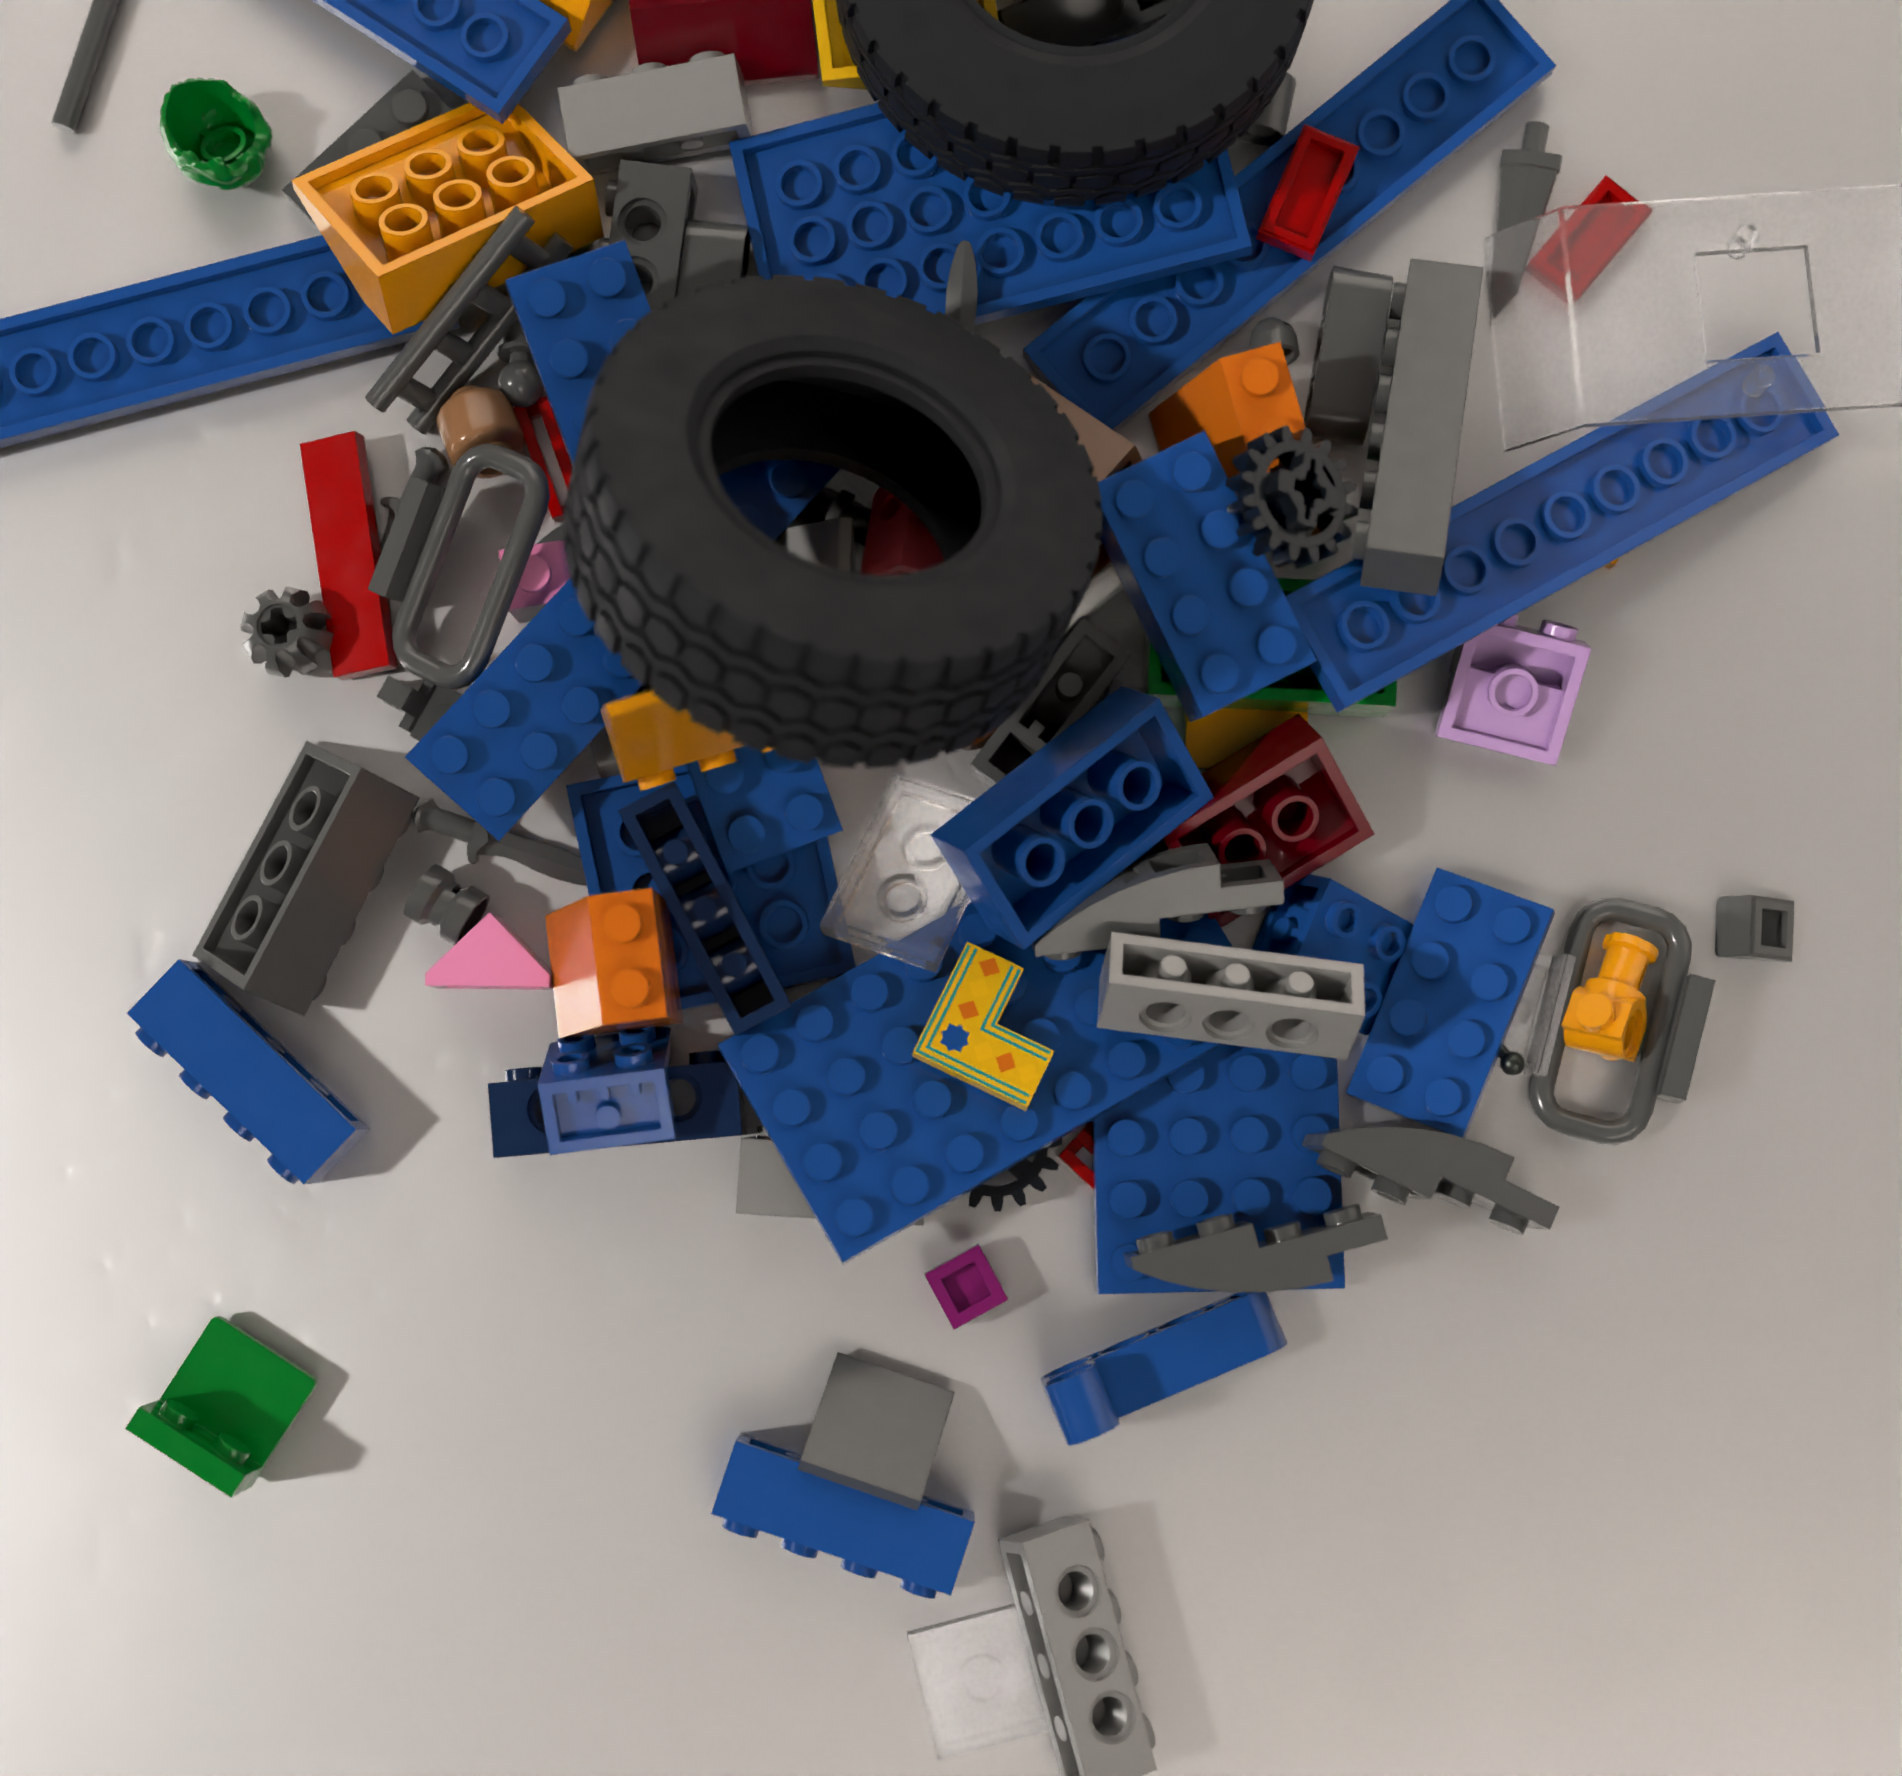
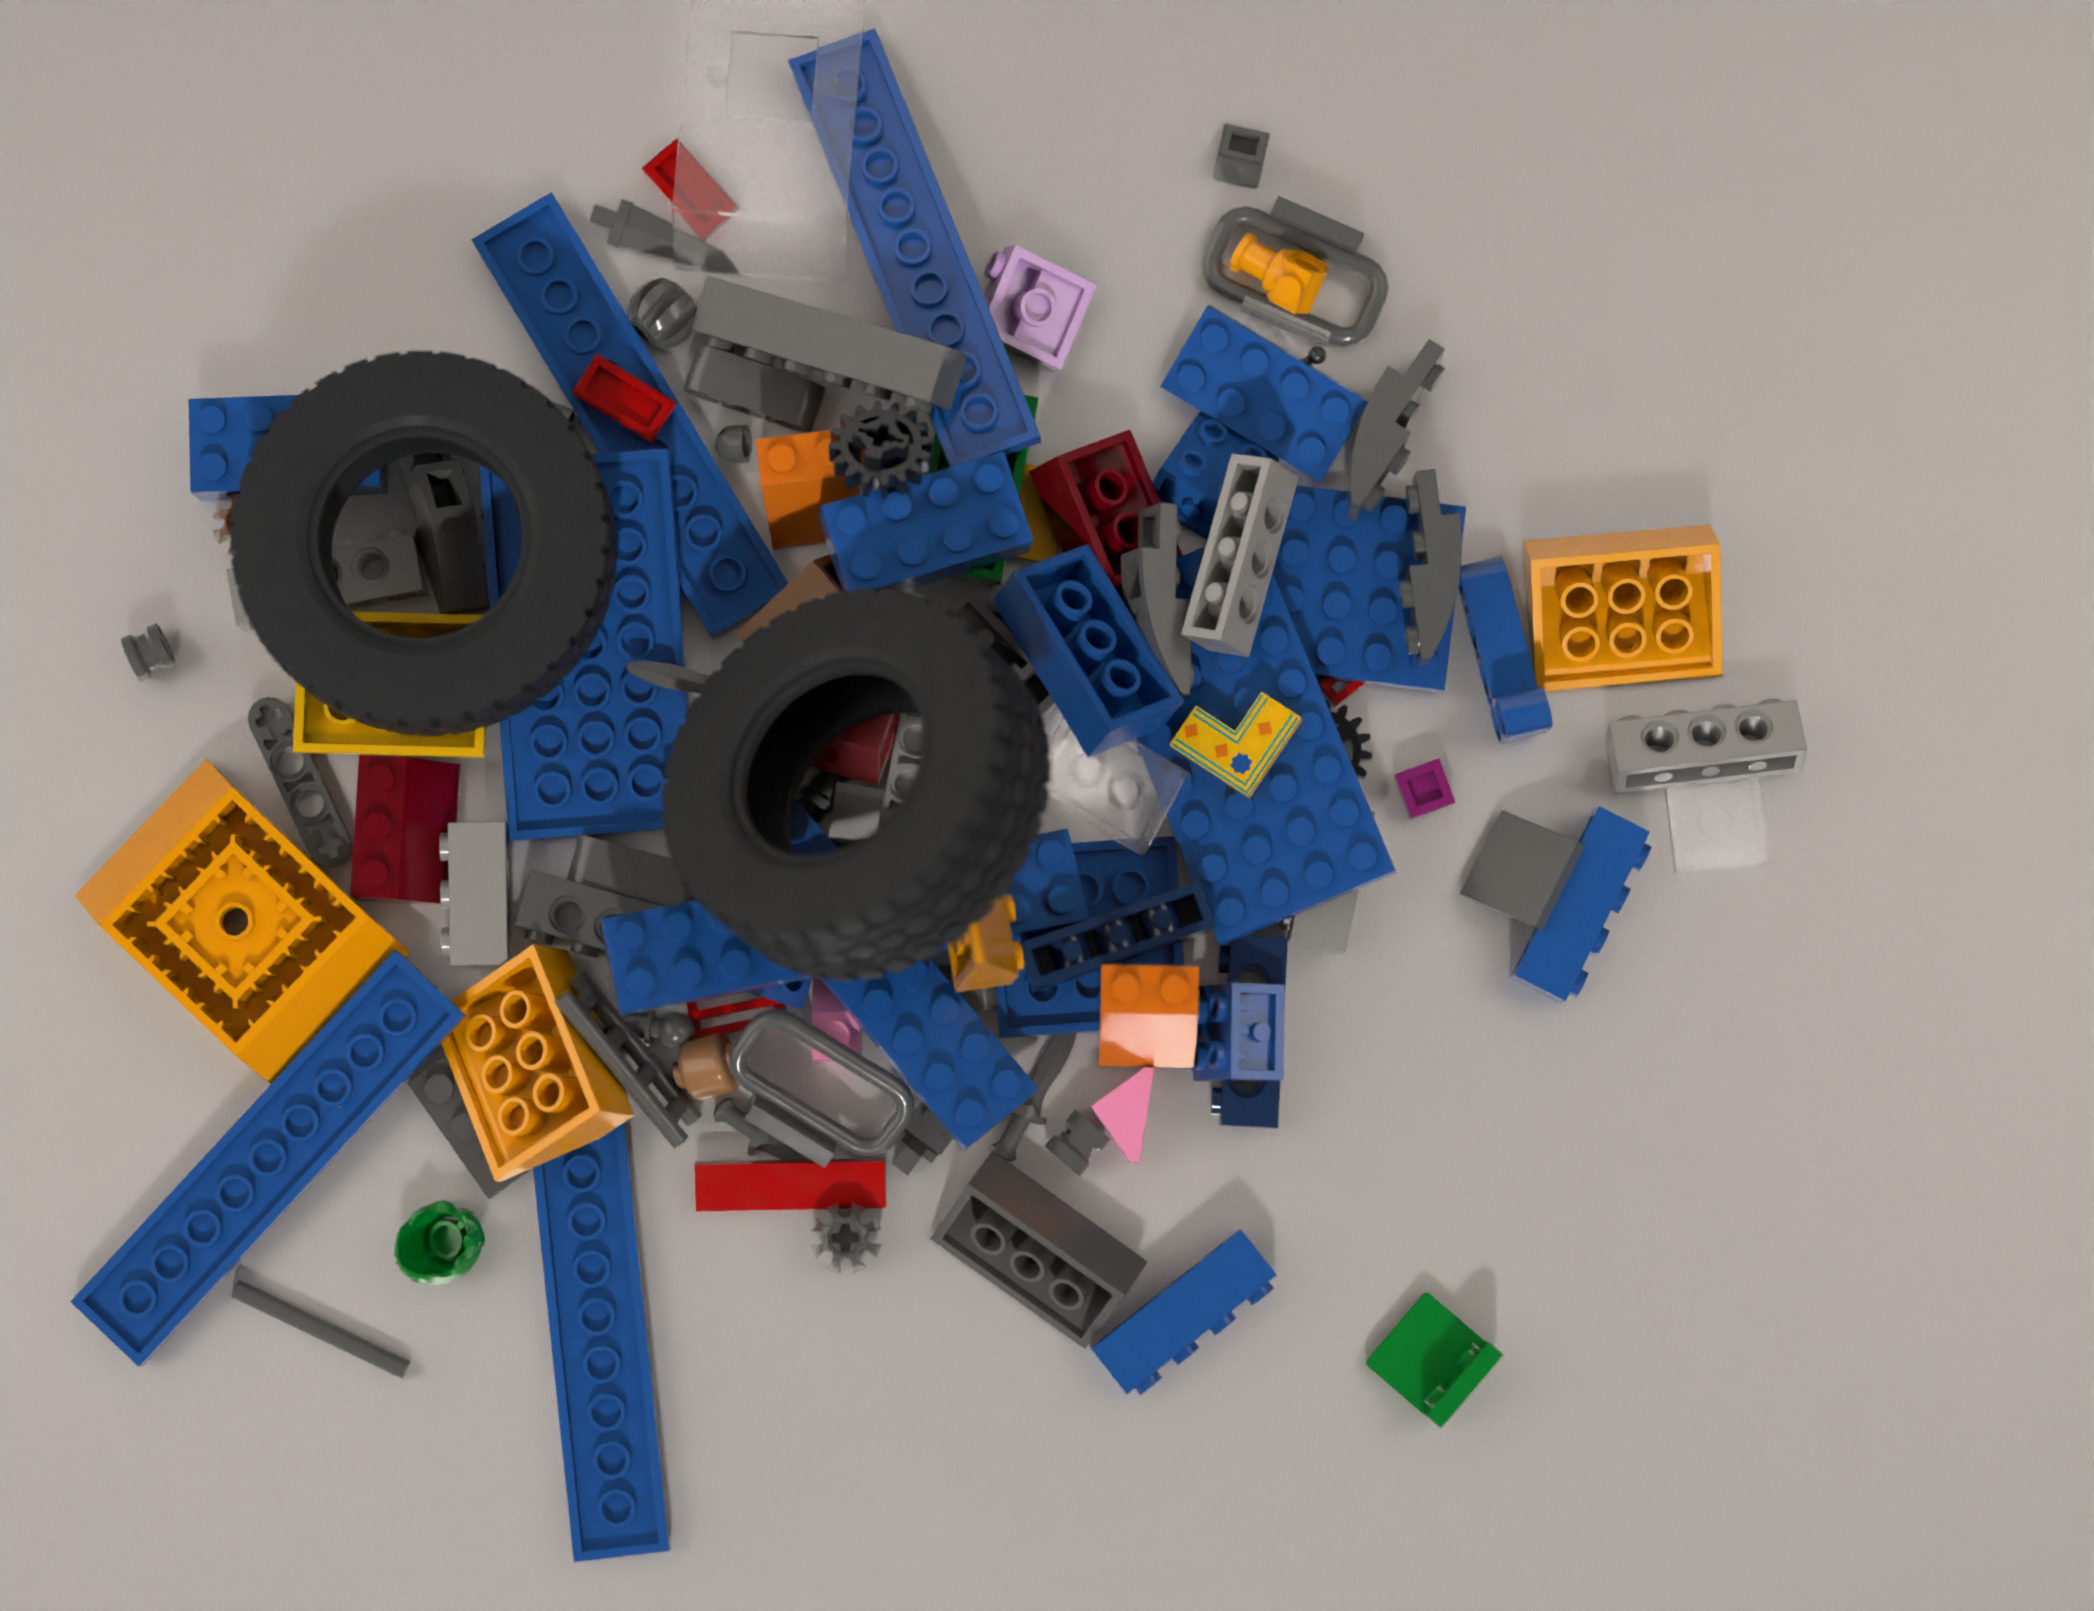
camera: 85 degrees left, 0 degrees up
(1246, 1518) = (1624, 607): none -> light orange slope
(1425, 223) = (662, 313): none -> dark grey piece

